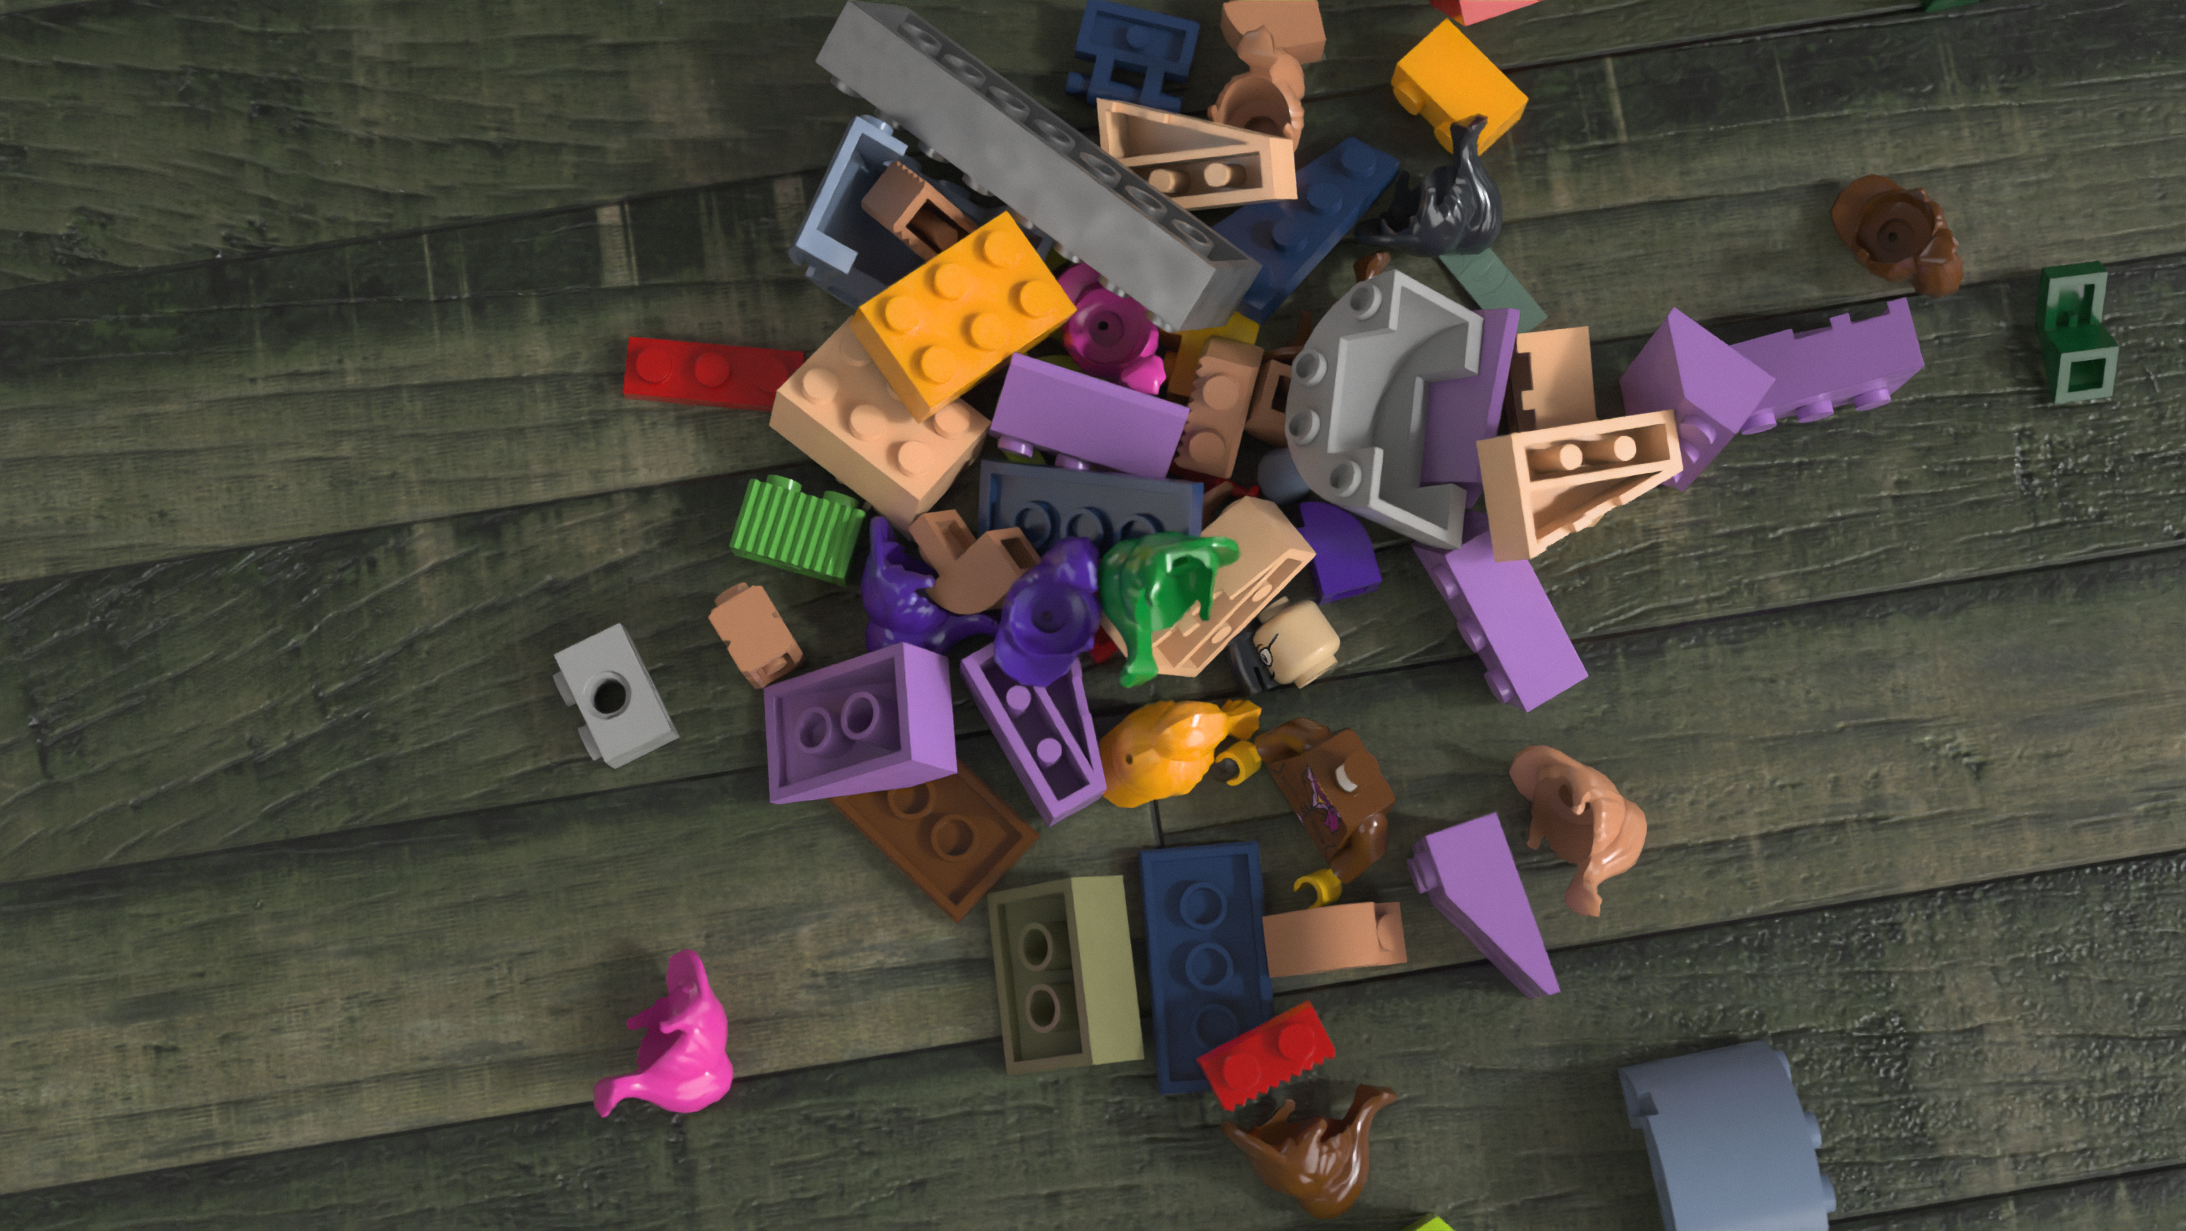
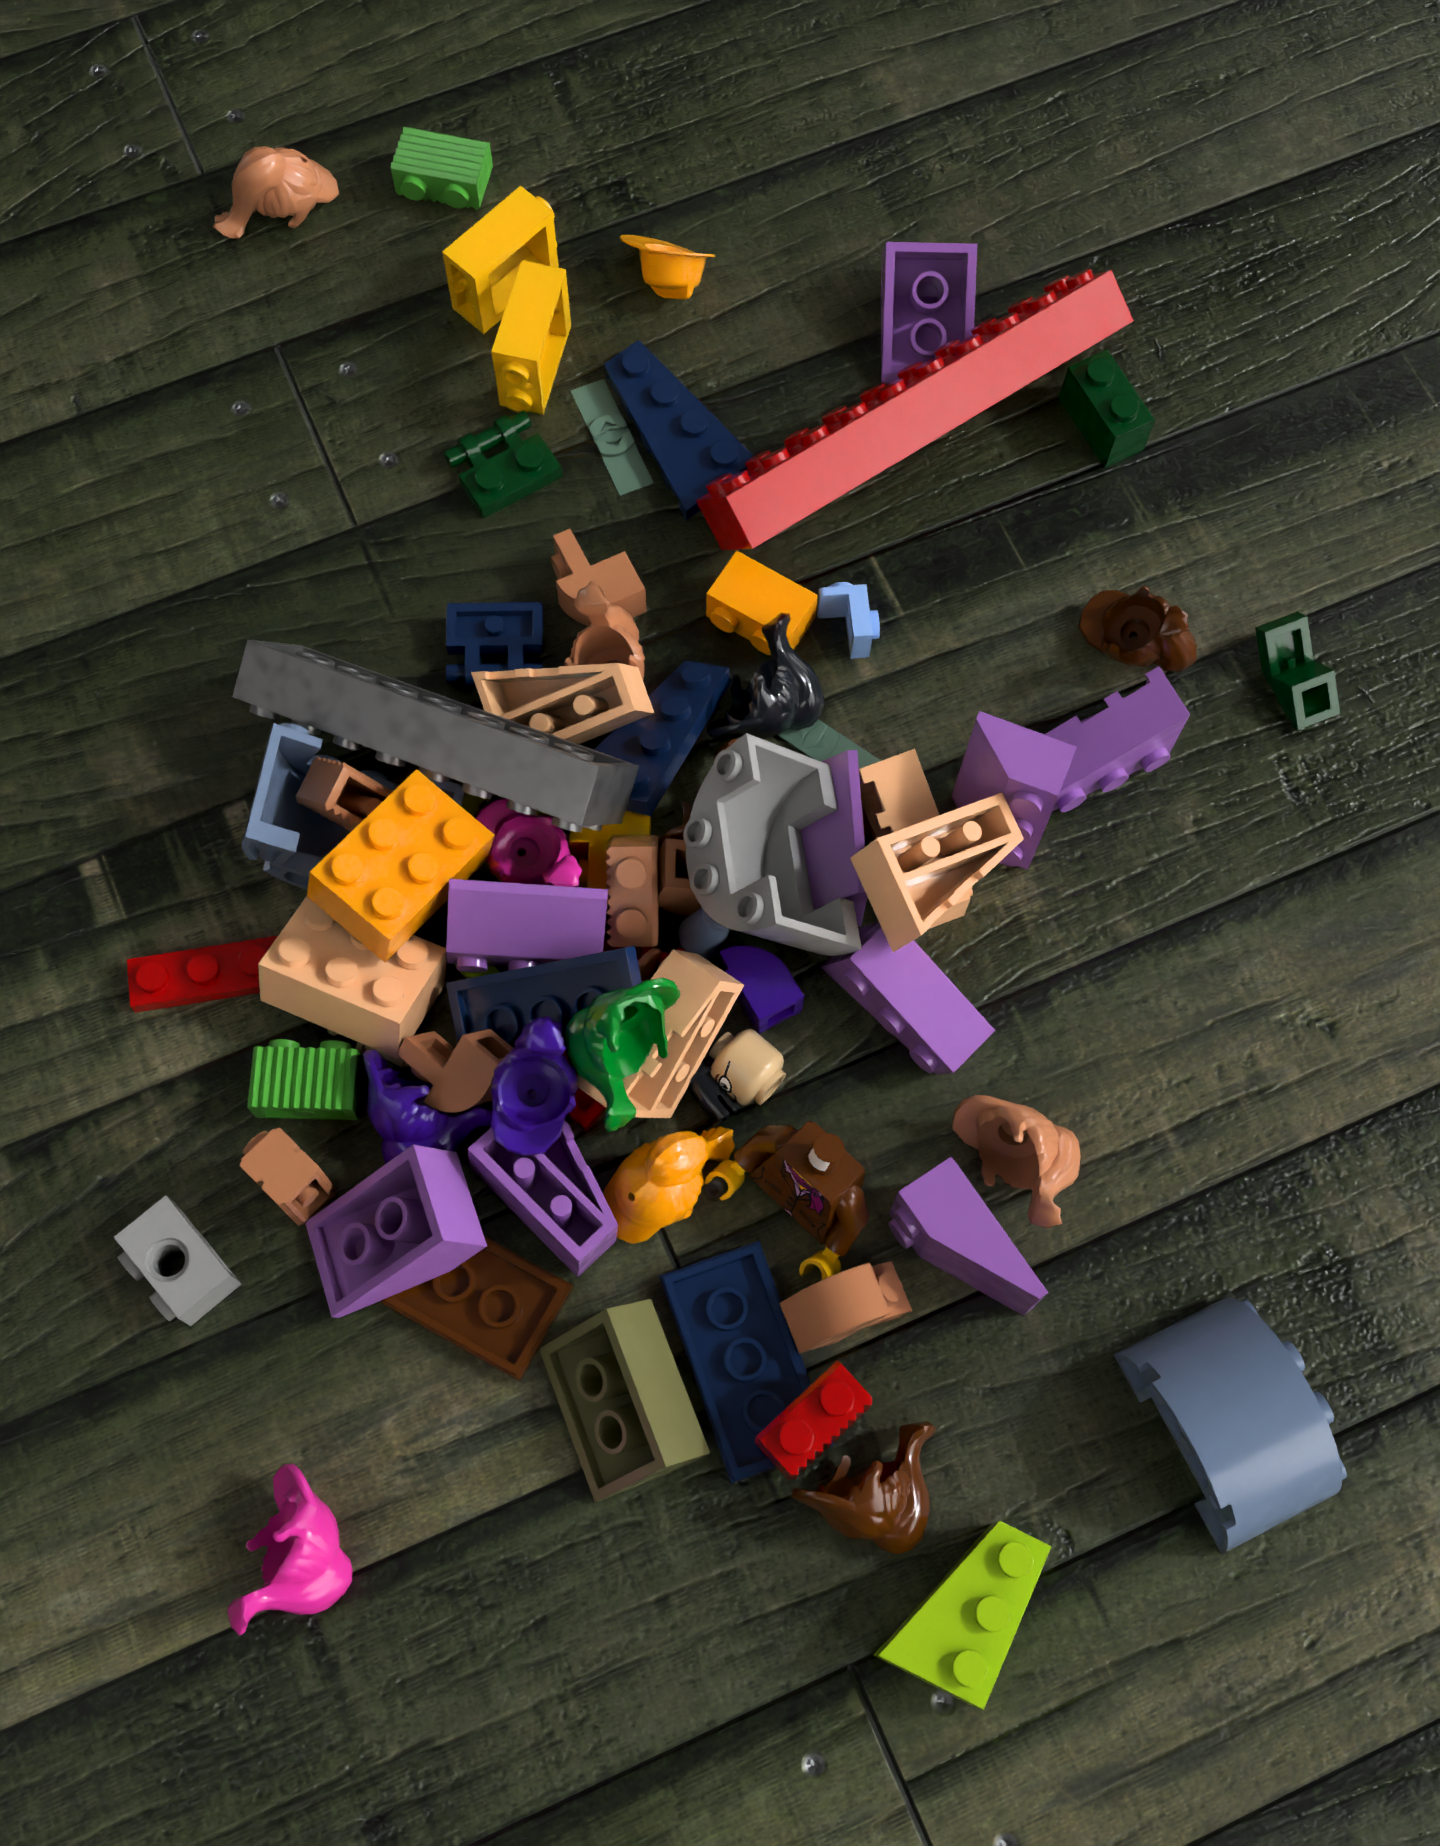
camera: 15 degrees left, 10 degrees down
(1571, 141) = (851, 602): none -> light blue bracket

